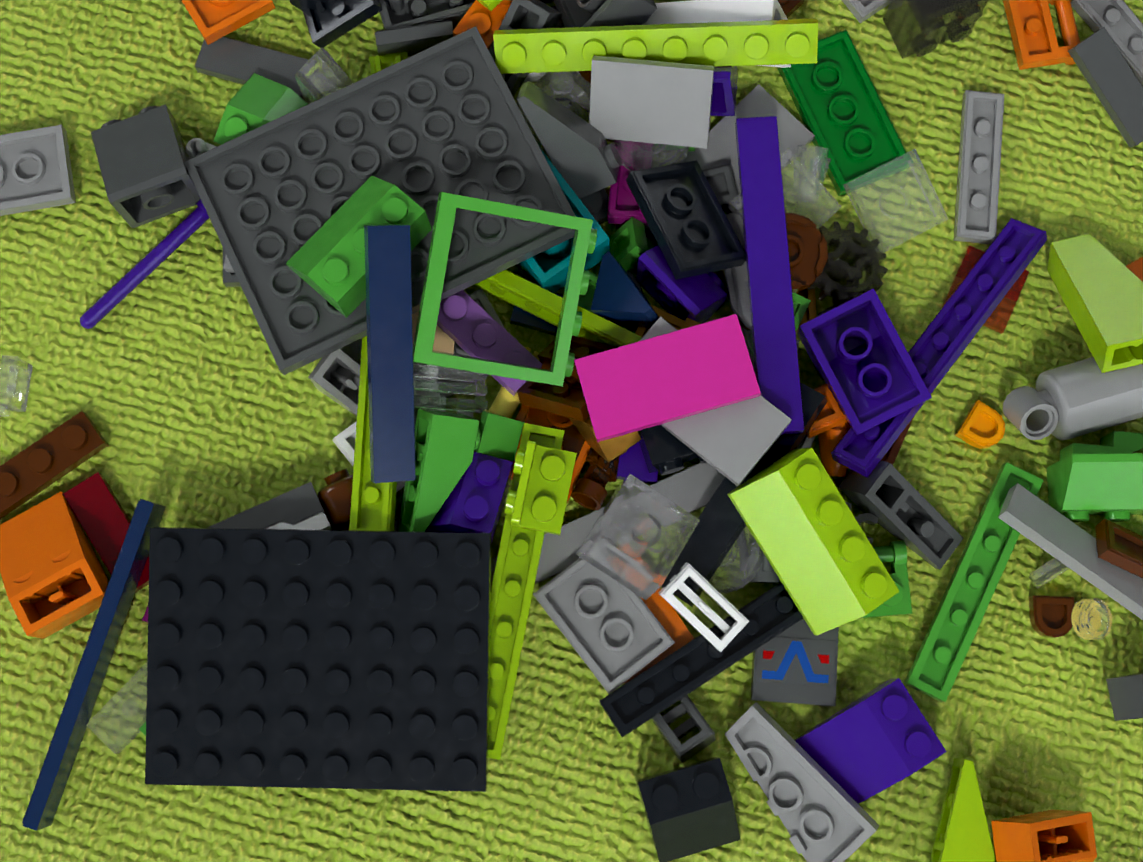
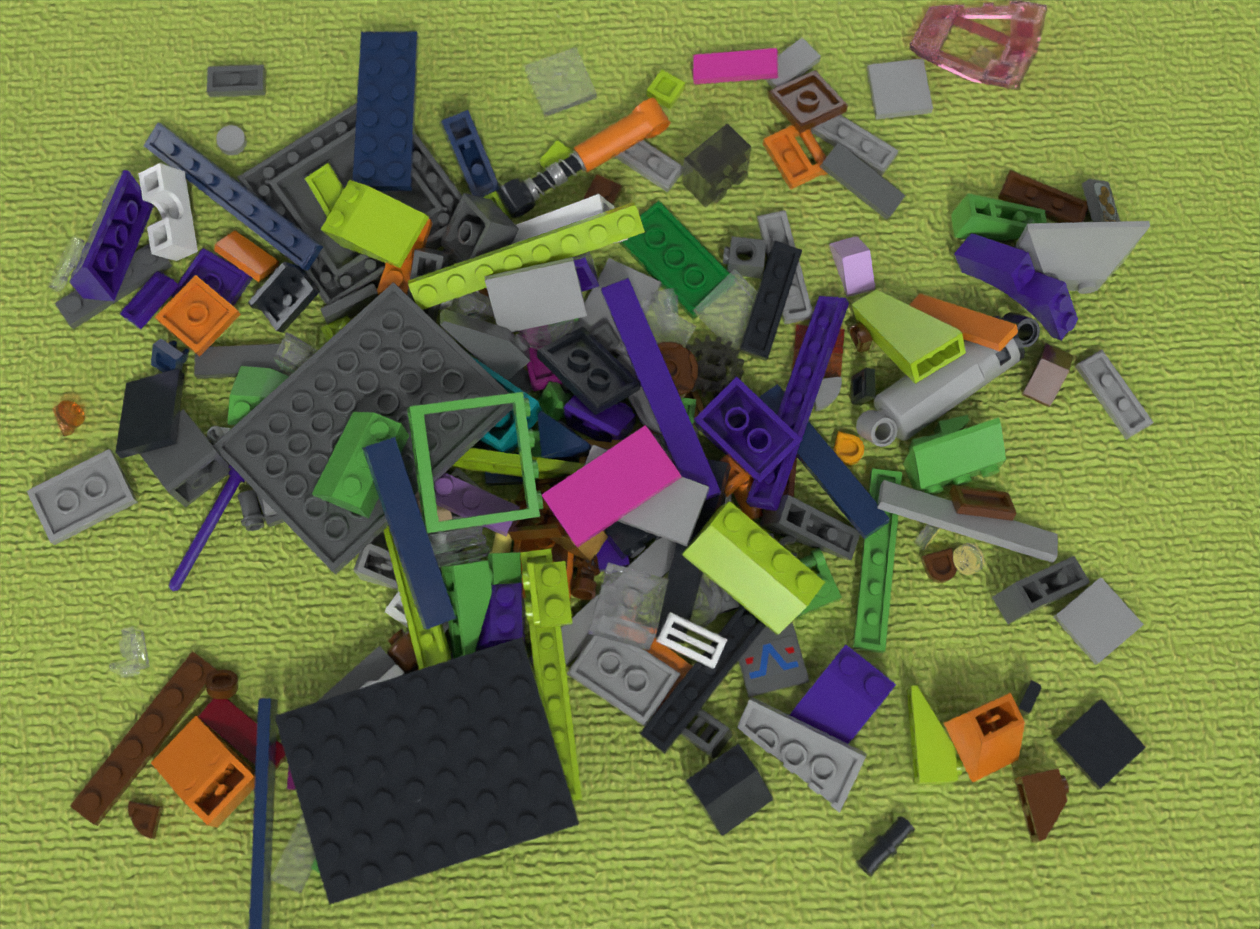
camera: 15 degrees left, 5 degrees down
(26, 68) = (68, 416): none -> clear orange plate
(104, 464) = (222, 684): none -> reddish brown tile
(123, 97) = (150, 413): none -> black tile
(169, 36) = (166, 356): none -> dark blue tile
(209, 260) = (251, 512): none -> dark grey pin
(944, 127) = (753, 248): none -> dark grey brick
(947, 203) = (770, 300): none -> black tile
(955, 457) = (834, 475): none -> dark blue tile
(981, 346) = (828, 392): none -> light grey tile
(1030, 353) = (863, 386): none -> black tile
(1047, 288) = (860, 337): none -> reddish brown tile
(1068, 193) = (853, 265): none -> lavender slope
(1110, 822) = (1028, 697): none -> black tile

